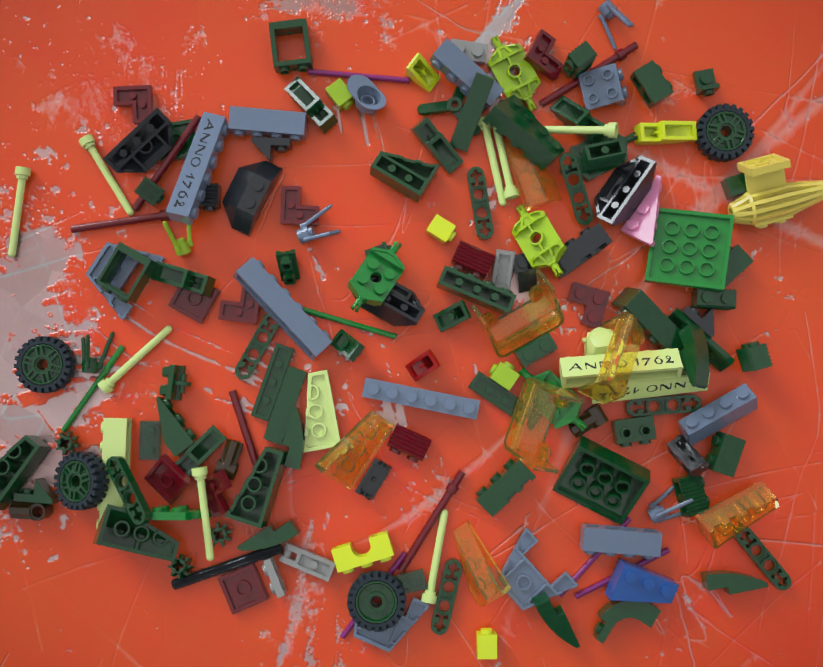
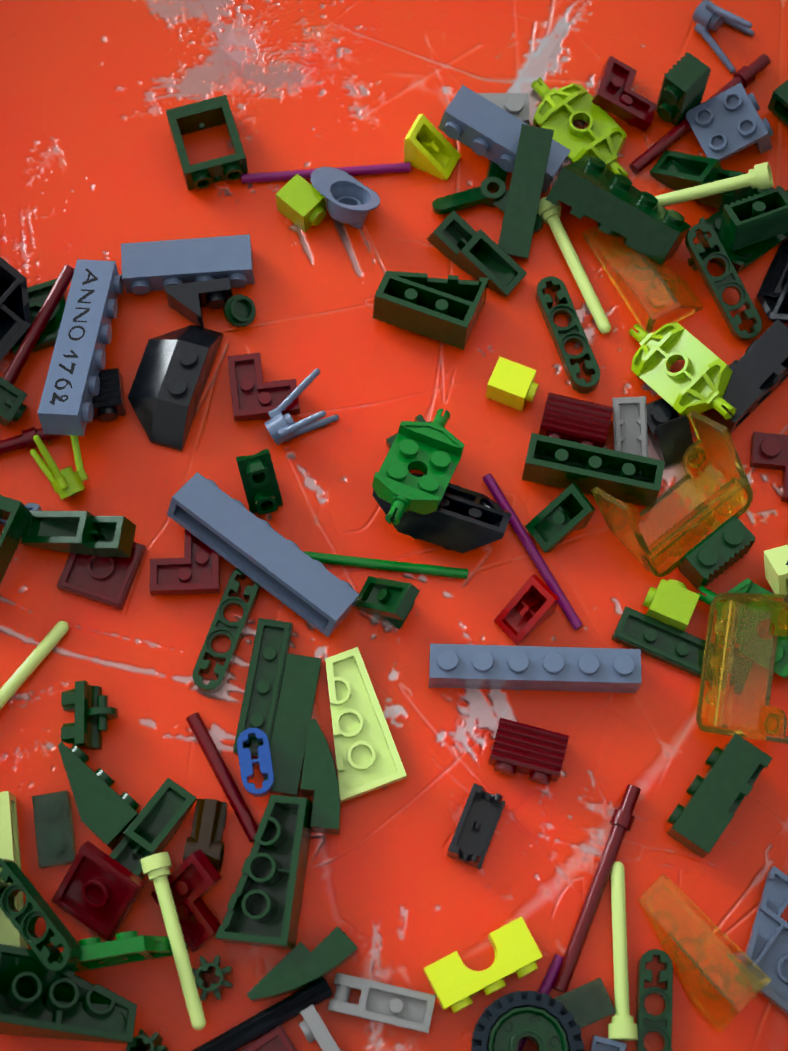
camera: 15 degrees left, 15 degrees down
(256, 424) = (264, 761): none -> blue beam
(293, 157) = (239, 310): none -> dark green plate
(311, 104) = (267, 234): slope -> none
(356, 450) = (436, 777): clear yellow wedge -> none
(434, 329) = (533, 552): none -> magenta axle
(511, 191) = (615, 306): yellowish green piece -> none

